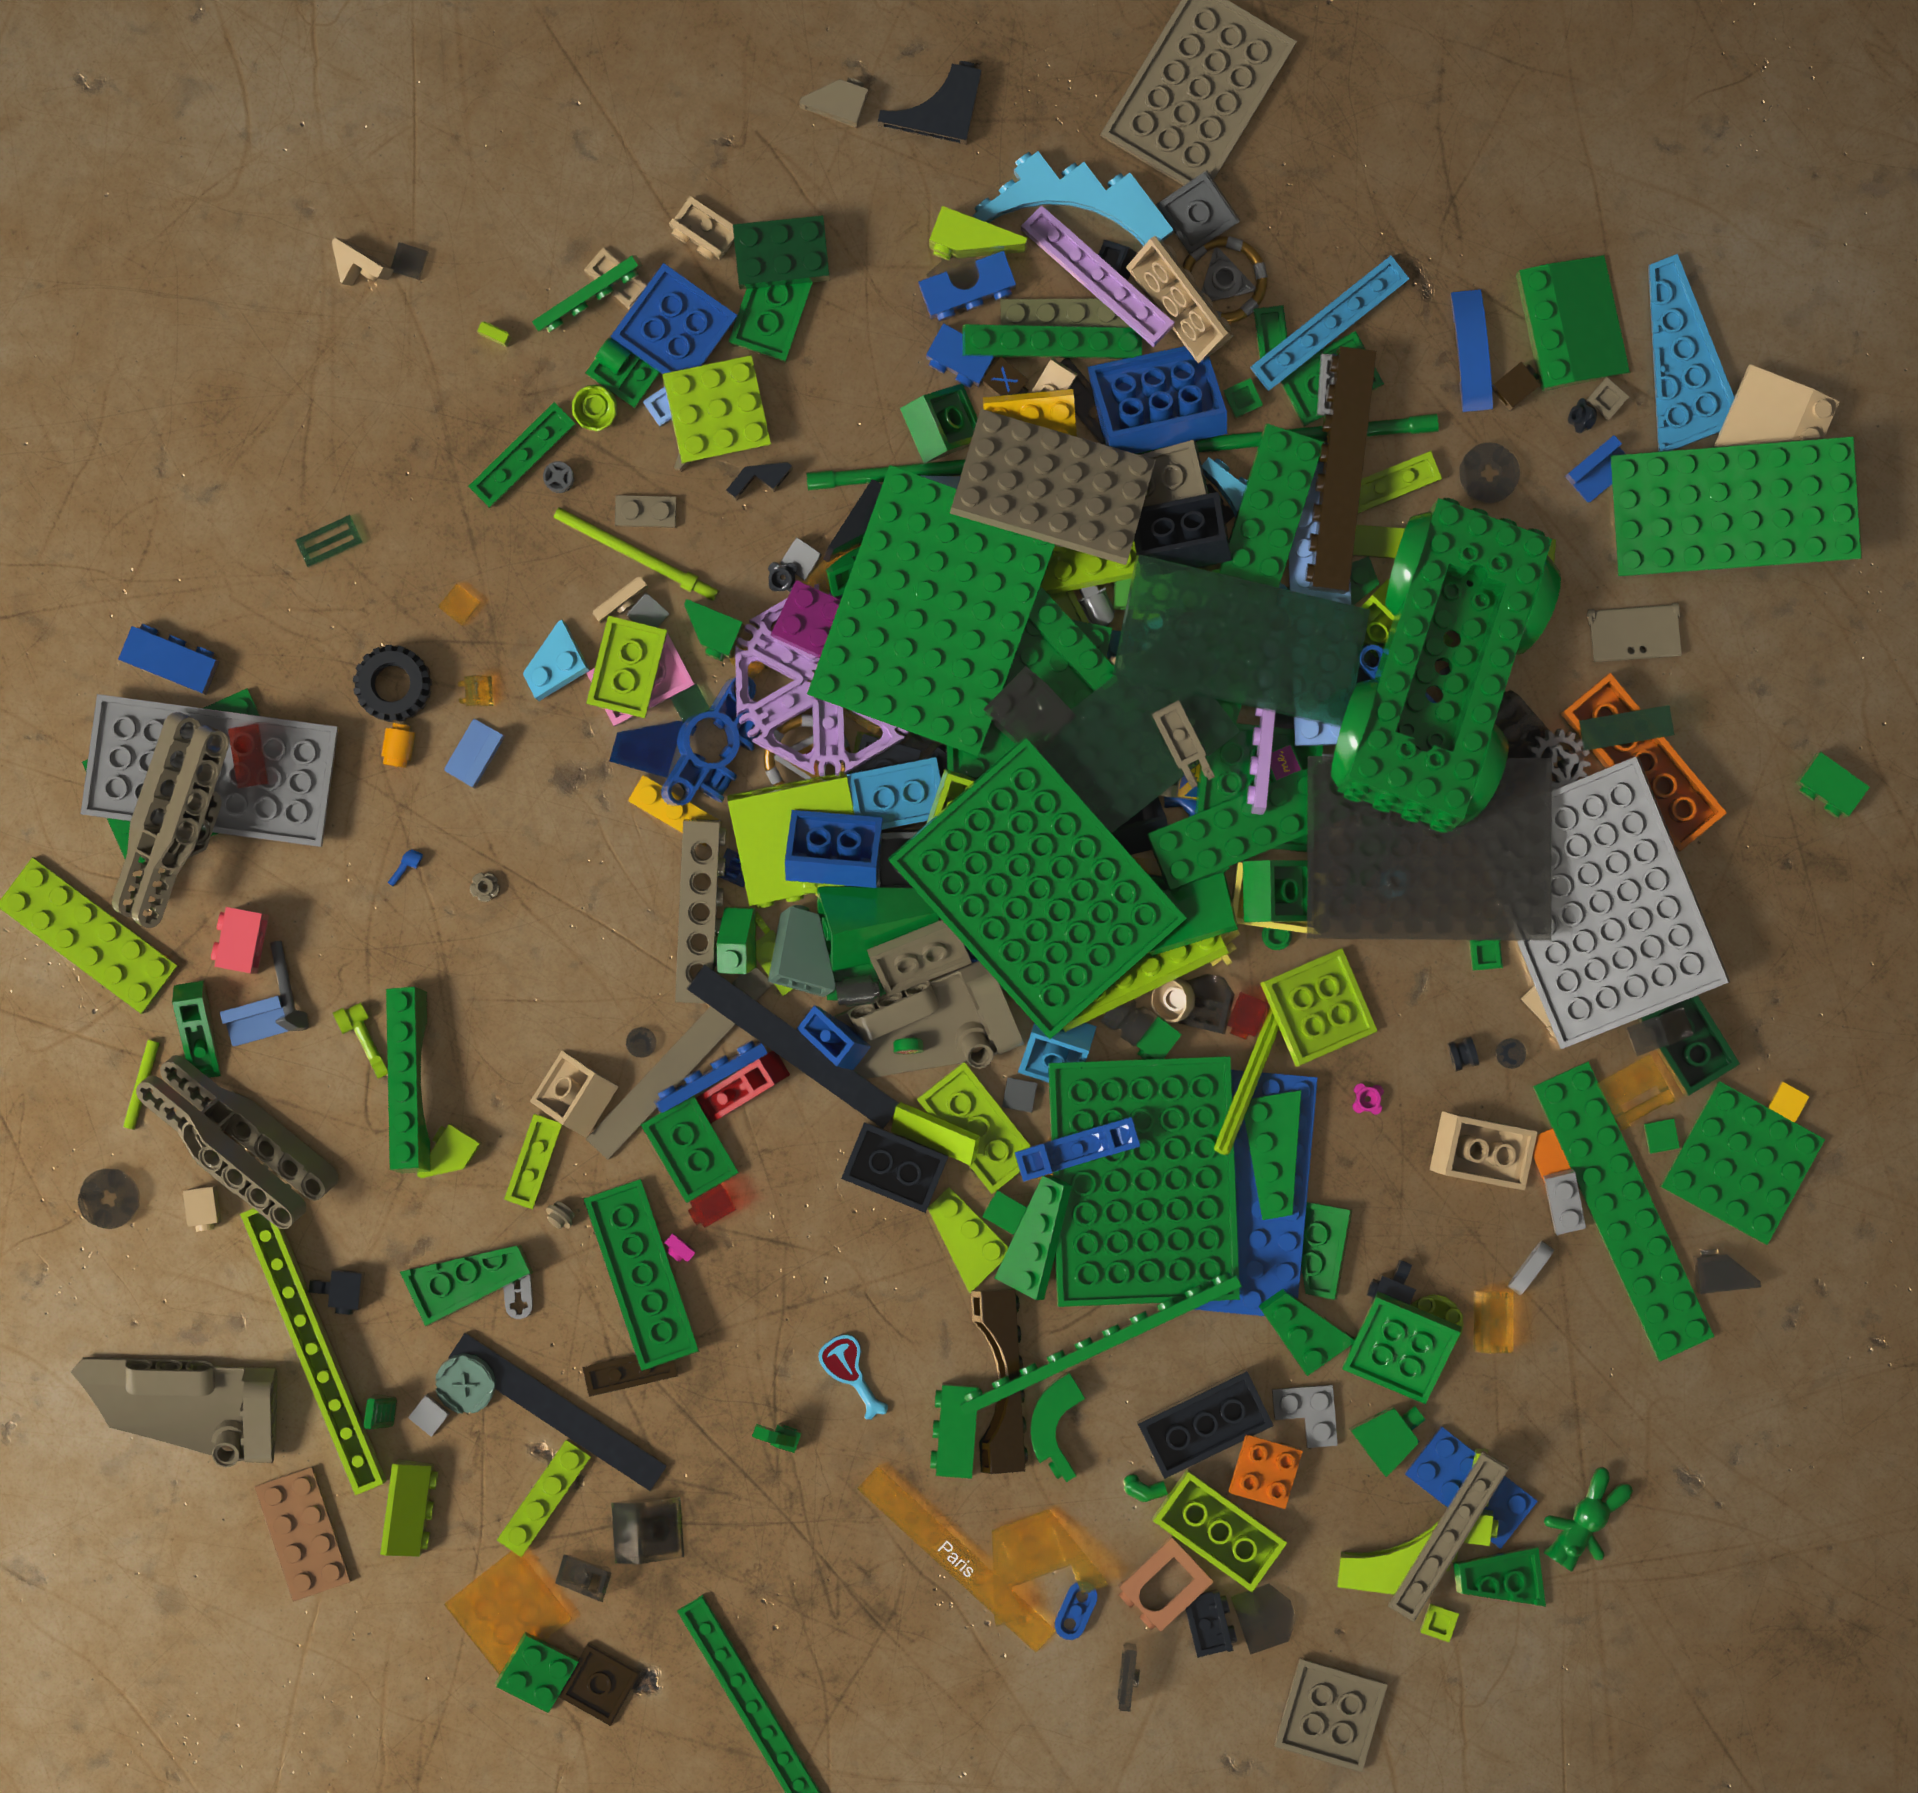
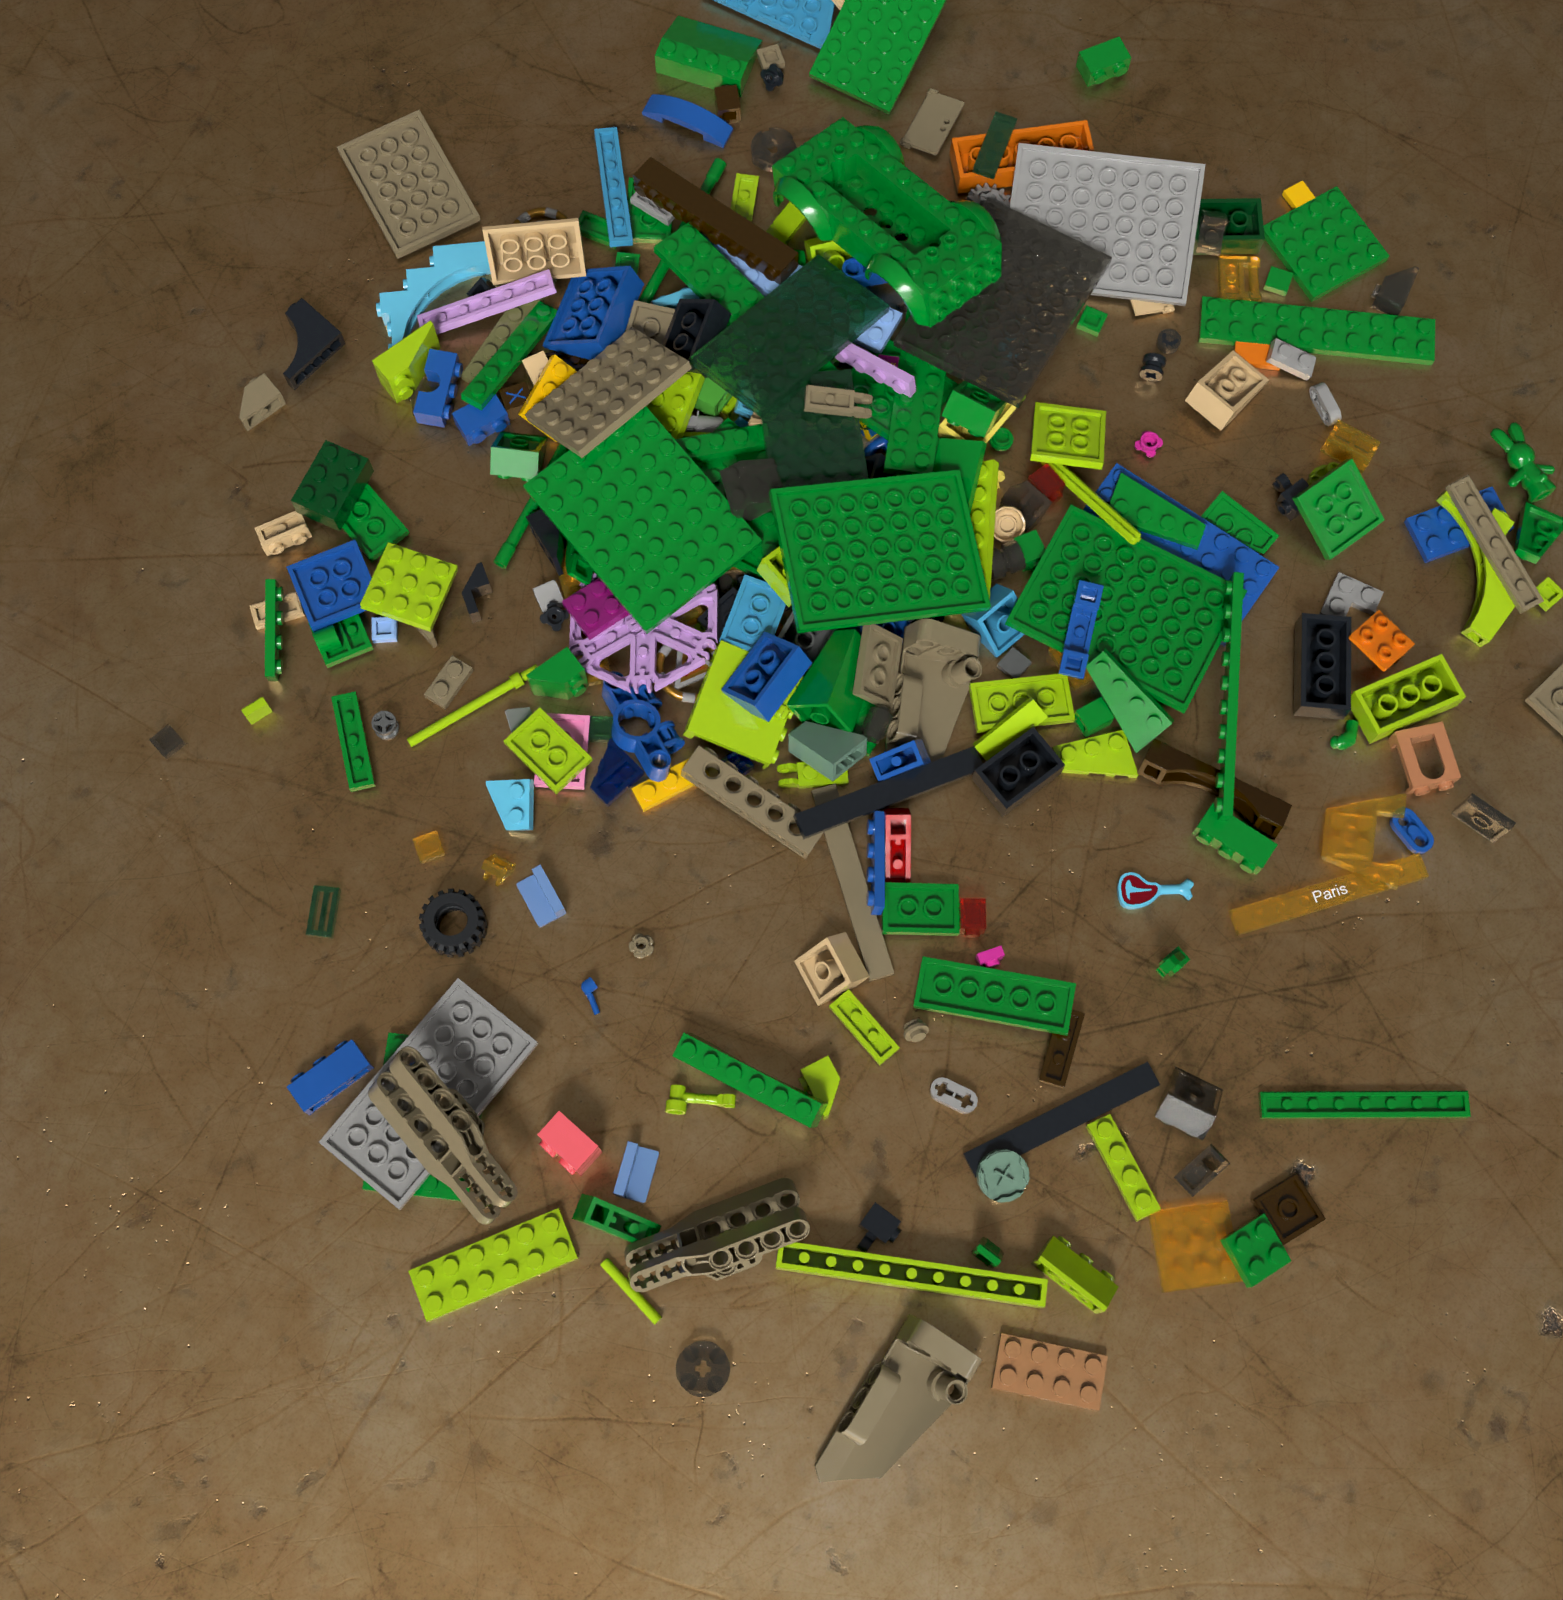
camera: 60 degrees left, 15 degrees down
(202, 1208) = (753, 1298): tan brick -> none
(248, 756) = (439, 1054): clear red tile -> none
(292, 1019) = (652, 1142): dark grey piece -> none
(353, 260) = (138, 774): tan slope -> none
(397, 745) = (500, 947): light orange brick -> none
(429, 1415) = (1011, 1218): light grey slope -> none
(455, 1284) = (923, 1137): green wing -> none
(594, 407) = (353, 671): lime hair -> none
(621, 600) = (499, 732): tan plate -> none
(641, 1042) = (822, 901): clear smoke tile -> none
(737, 941) = (790, 785): green slope -> none
(908, 1046) = (936, 715): green tile -> none
(1049, 1408) = (1259, 773): green arch -> none
(1198, 212) = (483, 214): dark grey tile -> none
(1209, 1624) = (1472, 743): black bracket -> none
(1264, 1617) = (1483, 708): clear smoke slope -> none
(1304, 1332) = (1291, 567): green wing -> none
(1388, 1436) = (1396, 555): green torso -> none
(1595, 472) = (813, 93): blue panel -> none

